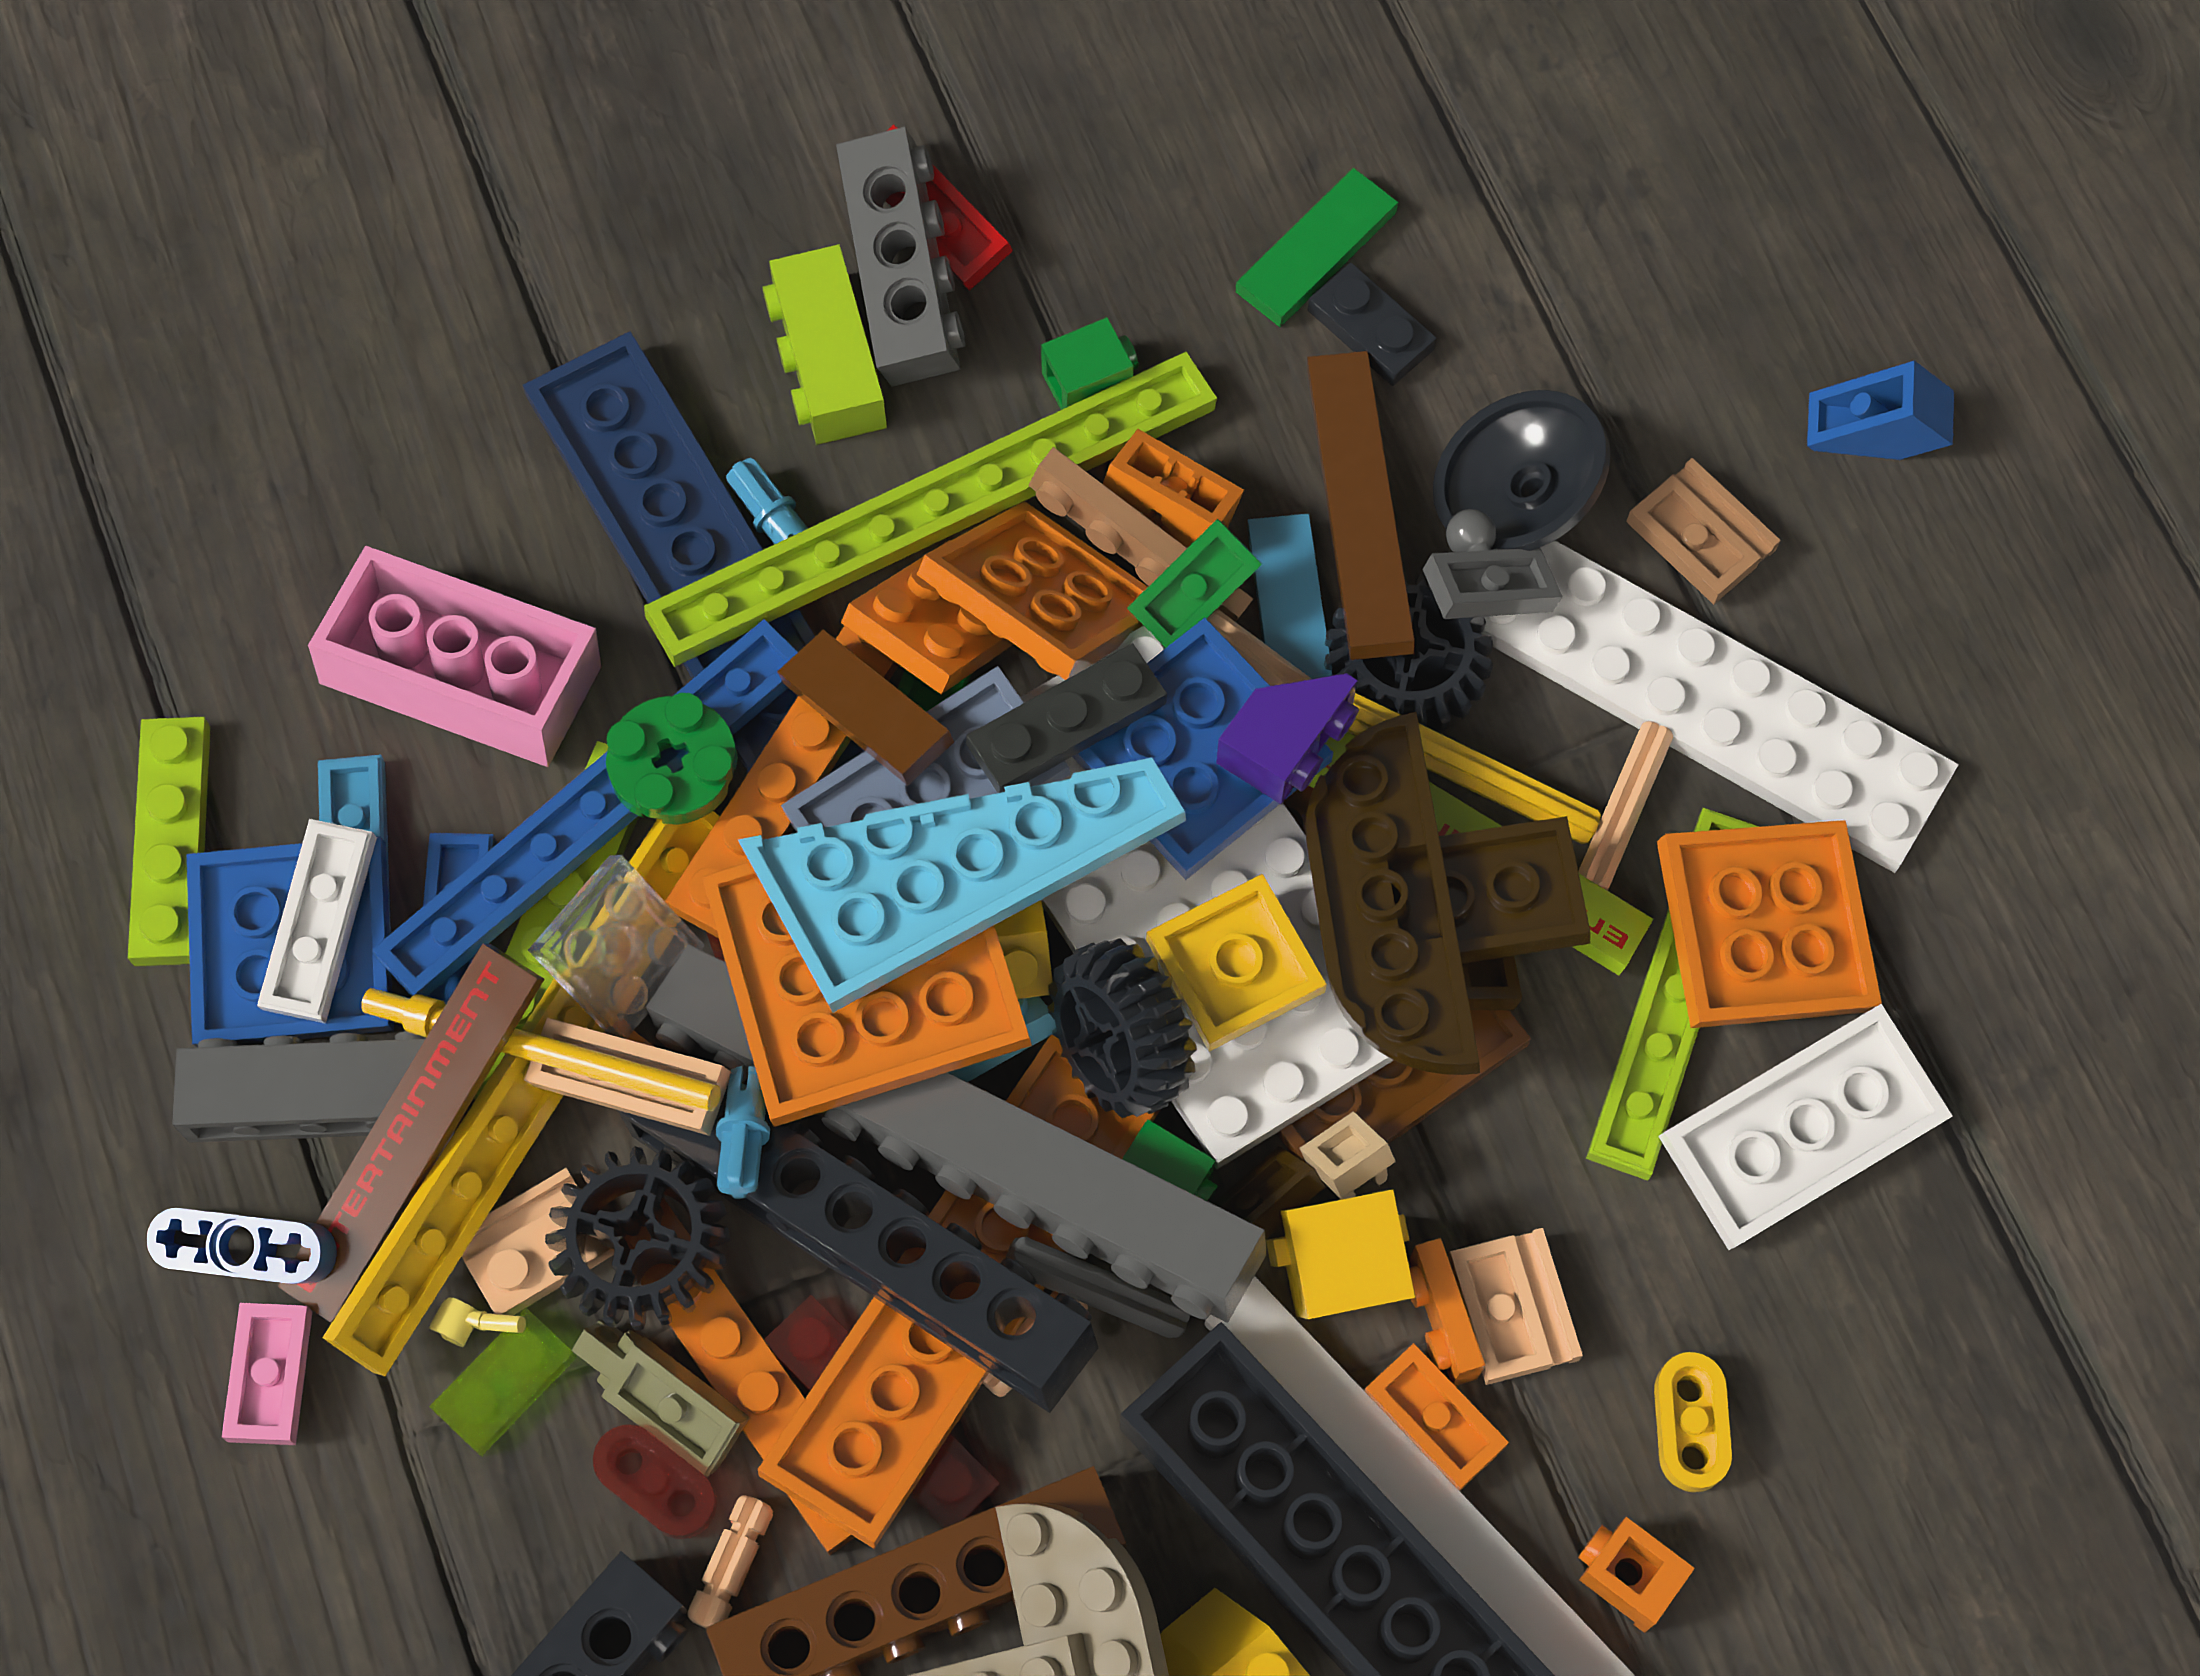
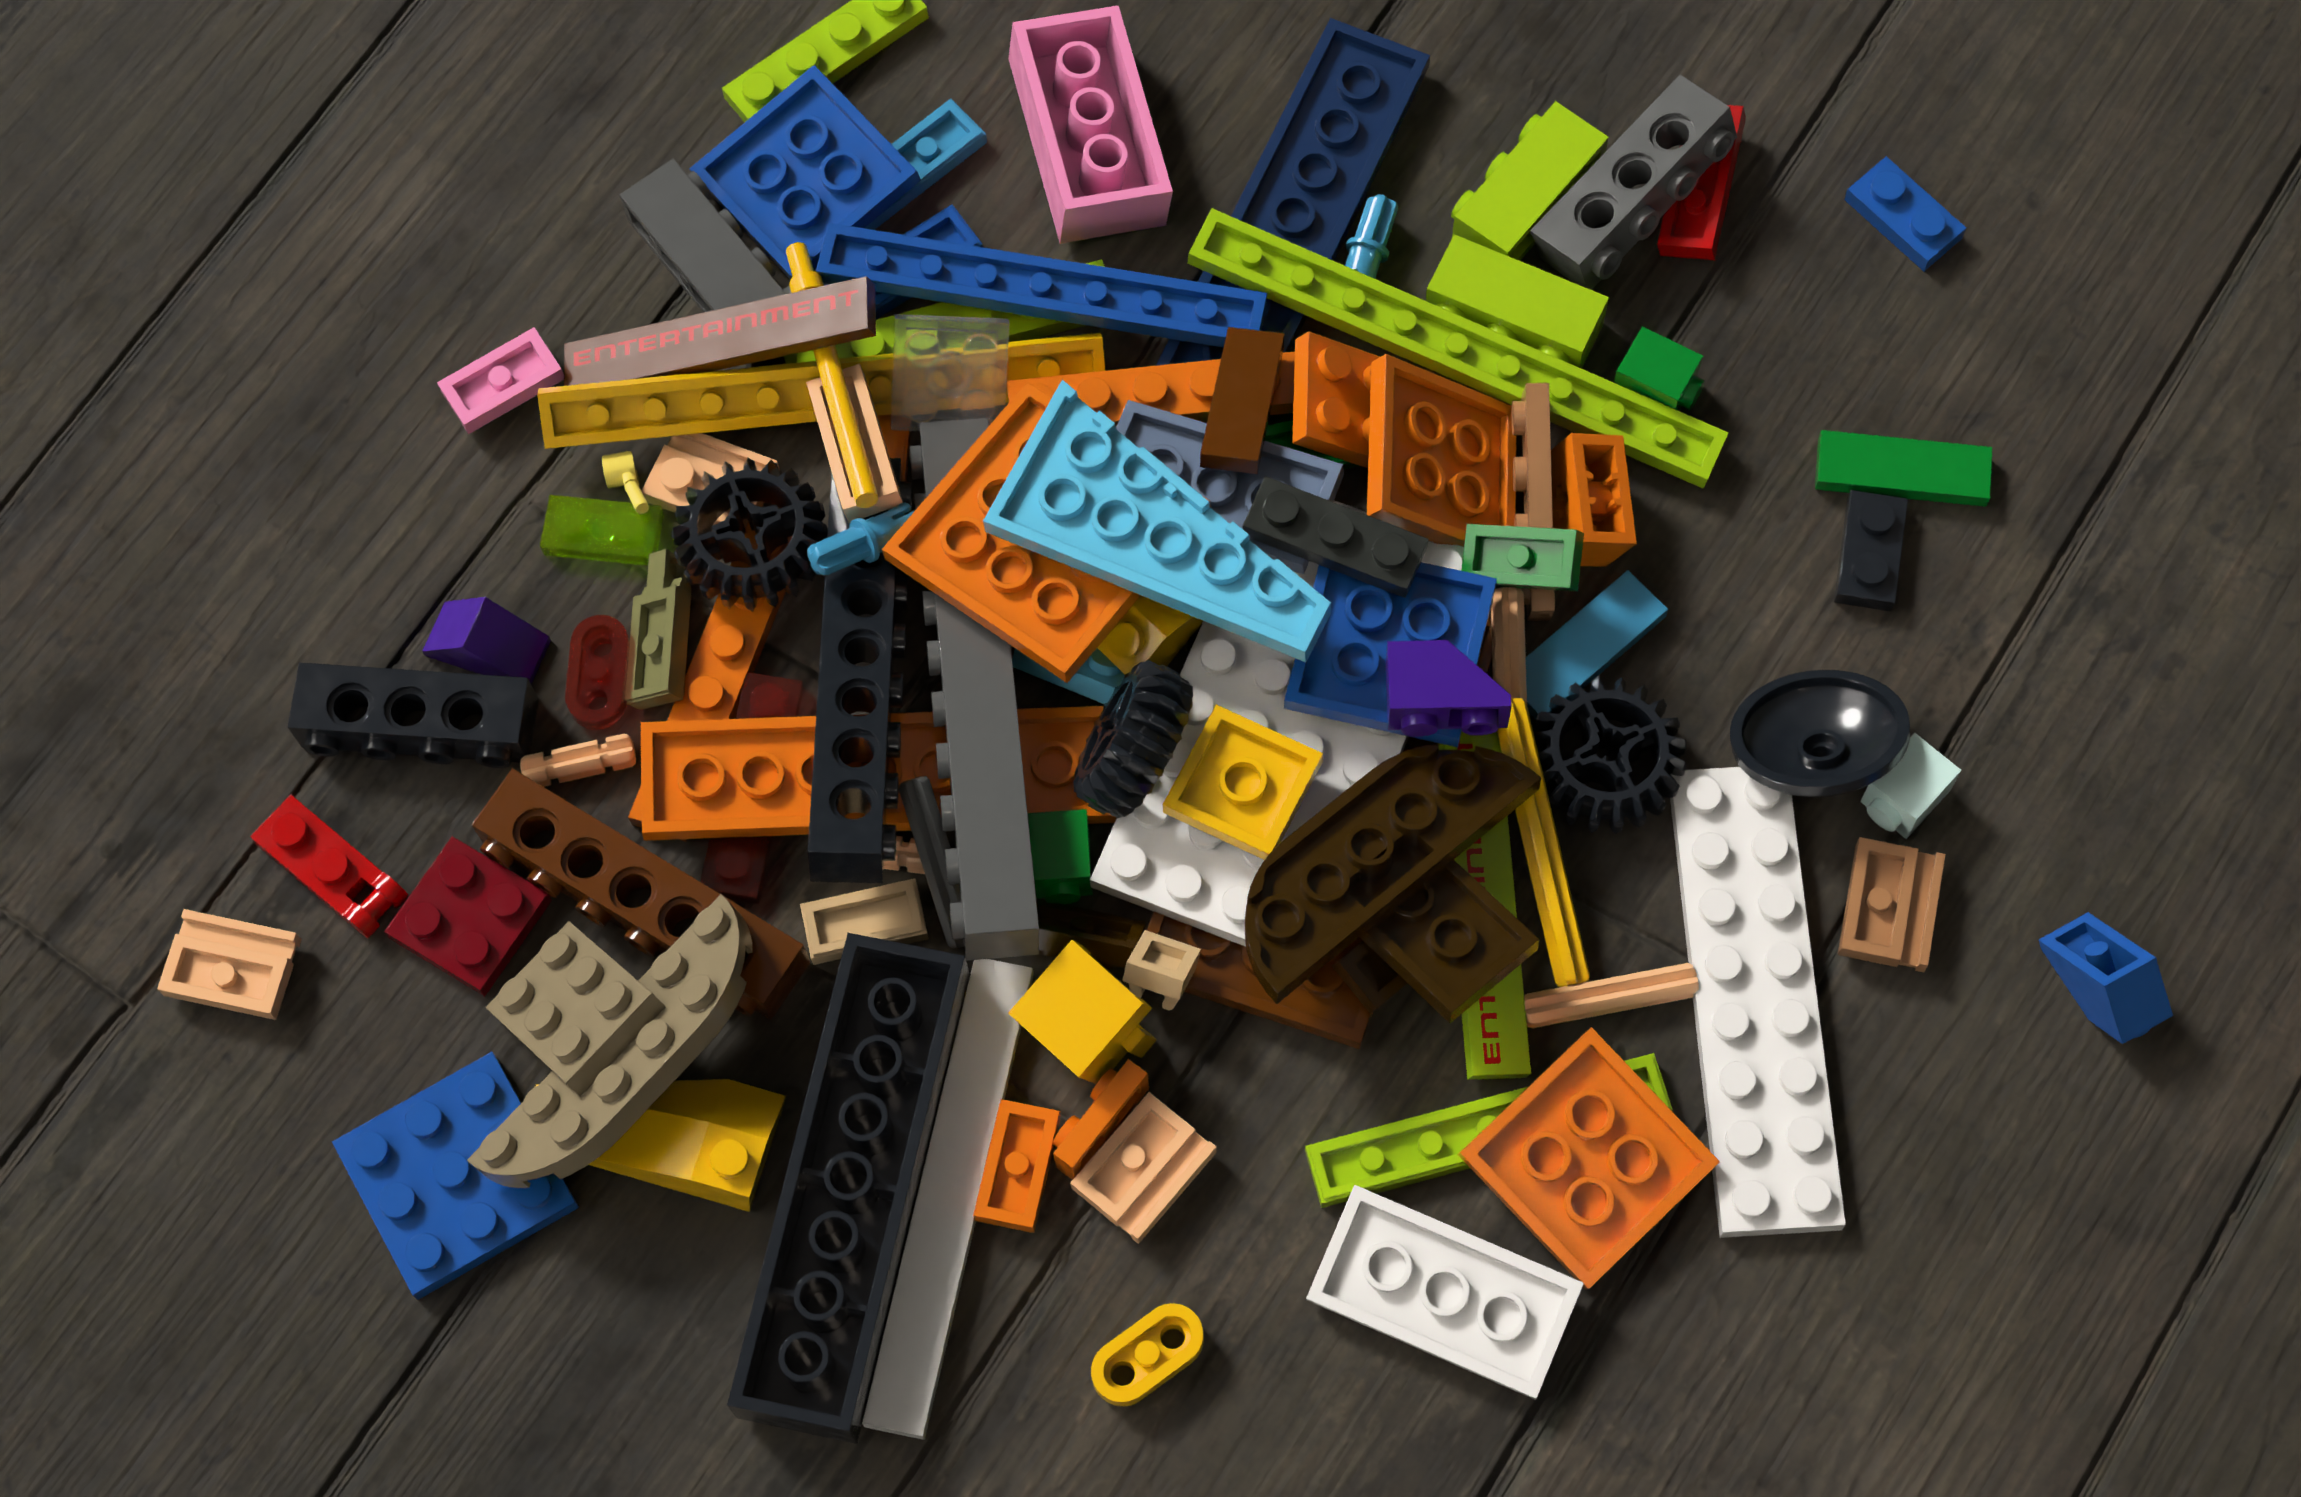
camera: 60 degrees right, 0 degrees up
(266, 1233) = (589, 309): beam -> none
(317, 921) = (826, 176): white tile -> none
(533, 1572) = (486, 639): none -> dark purple slope
(665, 723) = (1100, 277): green plate -> none
(928, 427) = (1518, 300): none -> lime brick
(1085, 81) = (1905, 213): none -> blue plate
(1089, 1412) = (880, 912): none -> tan tile
(1360, 506) = (1695, 634): reddish brown tile -> none
(1488, 581) = (1702, 763): dark grey plate -> none
(1628, 439) = (1911, 788): none -> light aqua brick
(1658, 1569) = (995, 1354): orange brick -> none

